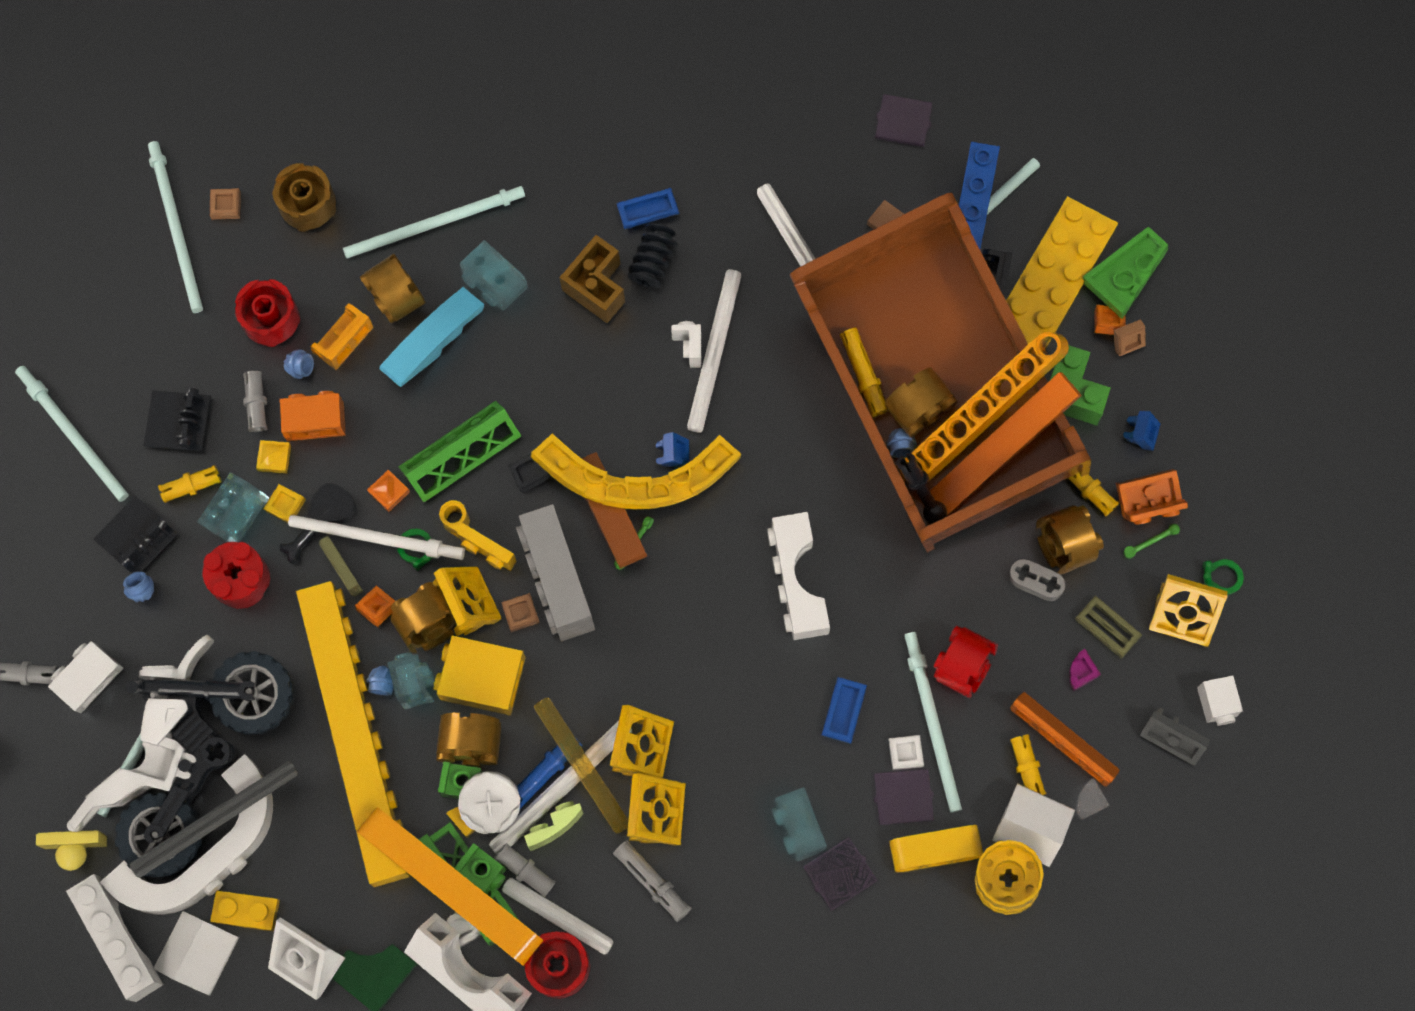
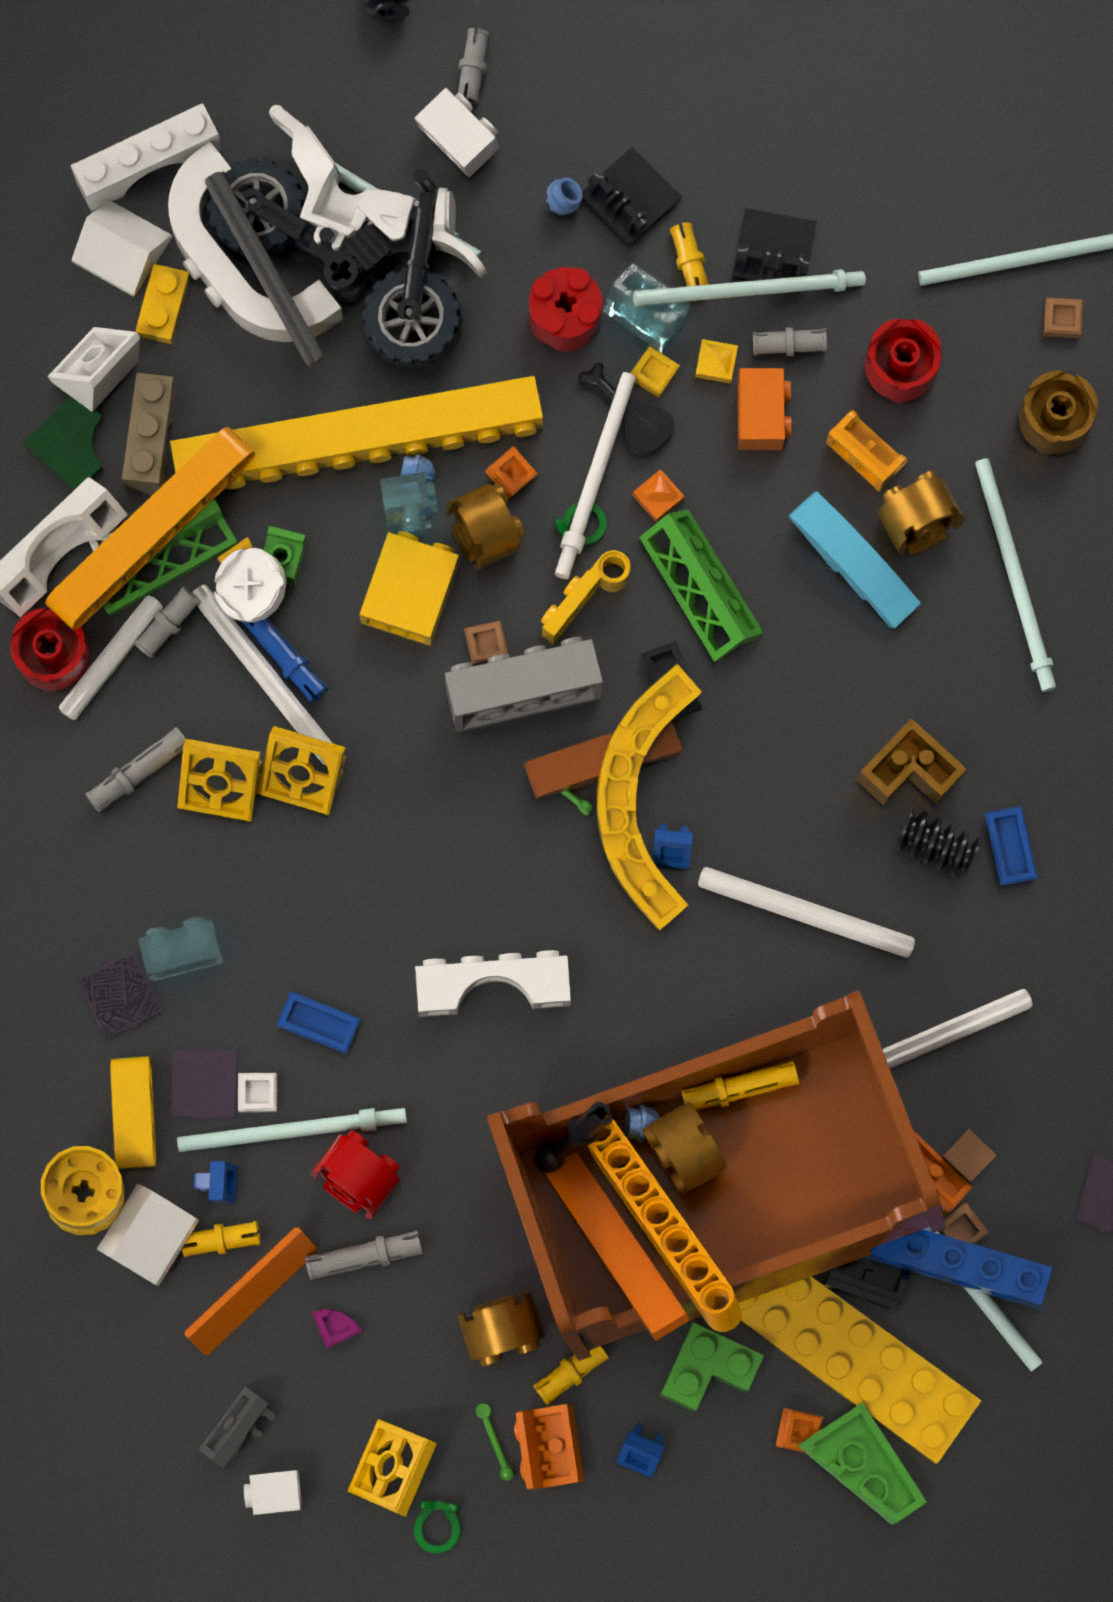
camera: 90 degrees right, 5 degrees up
(38, 392) = (827, 88): light aqua bar -> none
(71, 846) = (253, 112): light yellow tile -> none
(202, 370) = (837, 280): none -> light aqua bar
(299, 364) = (833, 396): medium blue plate -> none
(340, 566) = (564, 432): olive tile -> none
(362, 903) = (147, 433): none -> dark tan arch
(469, 739) = (327, 566): pearl gold brick -> none
(471, 579) = (533, 591): yellow piece -> none
(471, 860) = (187, 570): bright green brick -> none
(493, 276) = (930, 641): clear light blue brick -> none
(563, 819) = (219, 667): yellowish green slope -> none
(581, 765) = (284, 695): clear yellow axle -> none
(691, 339) = (810, 883): white bracket -> none
(984, 771) = (220, 1182): none -> blue tile
(1024, 652) = (364, 1255): none -> light grey pin
(1039, 573) = (450, 1279): light grey beam -> none
(1090, 800) = (170, 1312): clear tile -> none
(1100, 635) = (412, 1346): olive tile -> none
(1130, 337) = (770, 1452): medium nougat tile -> none

